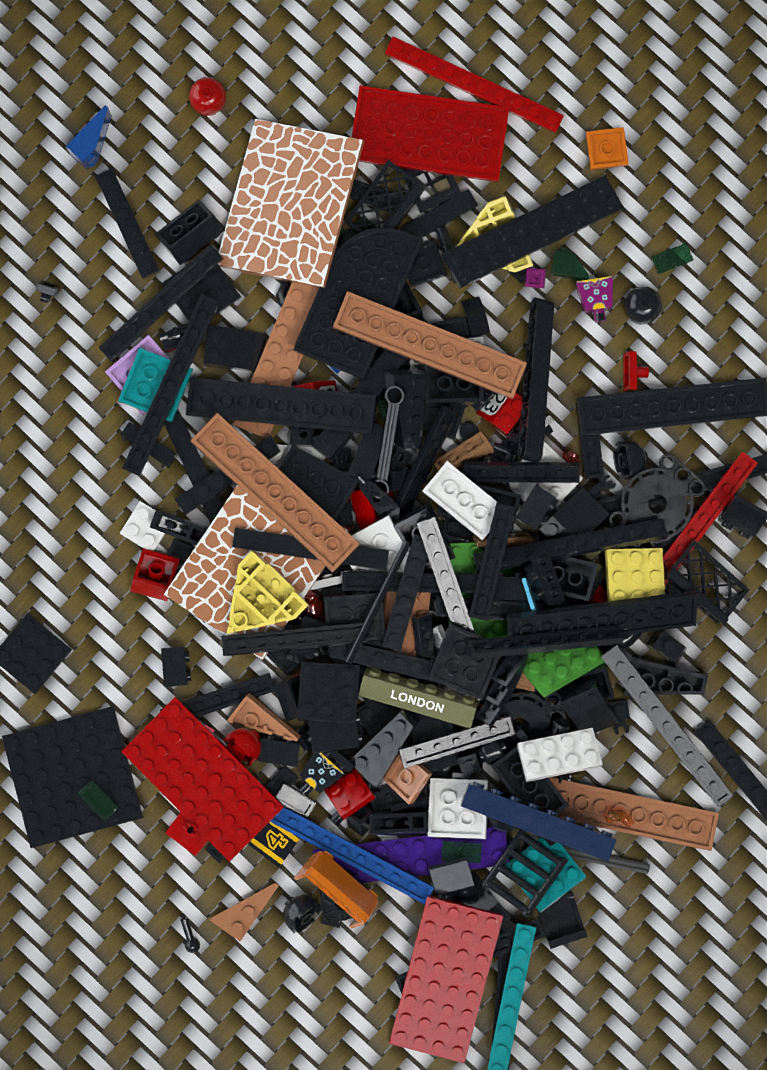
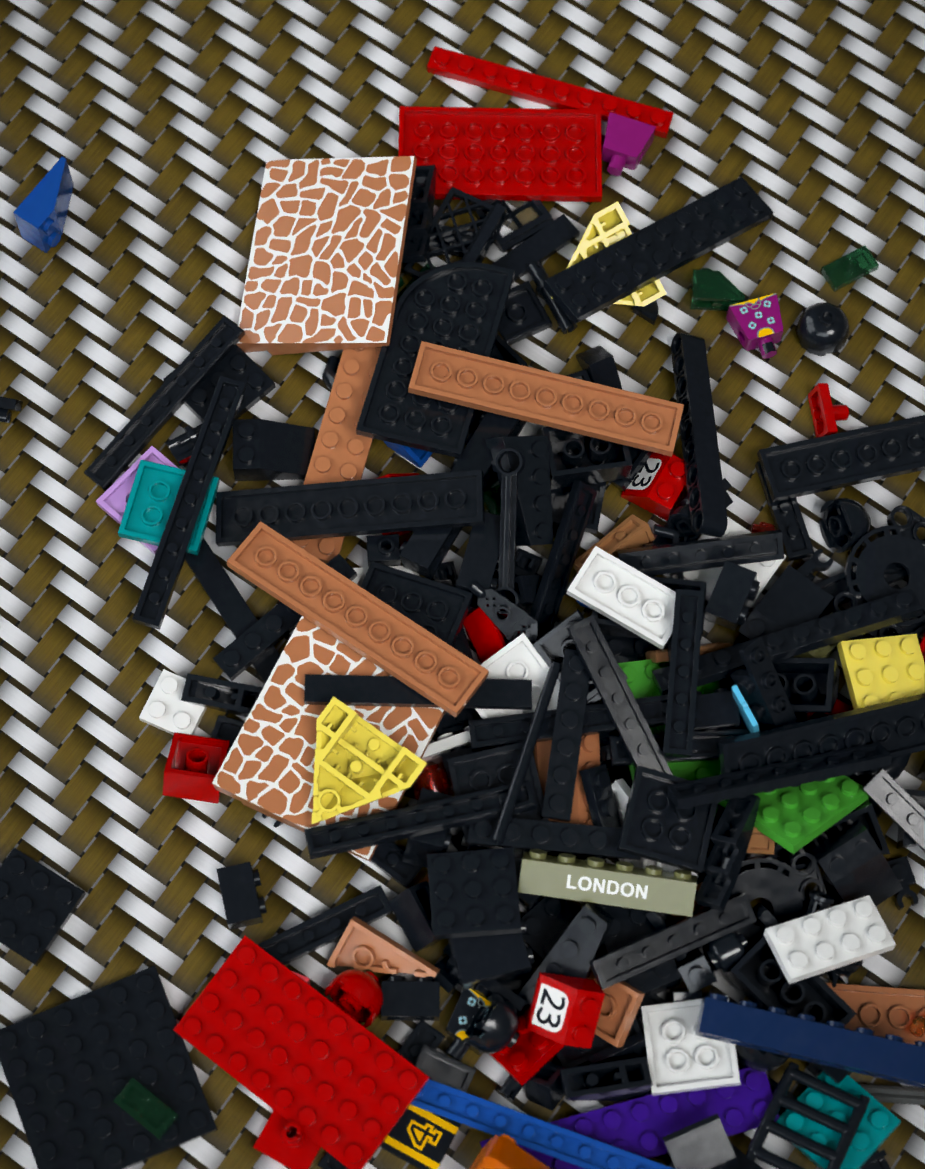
camera: 10 degrees left, 15 degrees down
(127, 223) = (108, 312): black plate -> none
(159, 451) = (184, 598): black container -> none
(189, 232) = (195, 310): black slope -> none
(207, 96) = (199, 143): red cylinder -> none
(329, 780) = (493, 1026): none -> black cylinder
(362, 181) = (420, 215): none -> black slope
(378, 777) = (566, 1009): none -> red slope
(457, 850) = (696, 1108): clear green plate -> none
(468, 430) = (613, 517): black tile -> none
(523, 137) = (625, 143): none -> magenta torso
(535, 278) = (672, 312): magenta tile -> none
(607, 148) = (737, 145): orange plate -> none

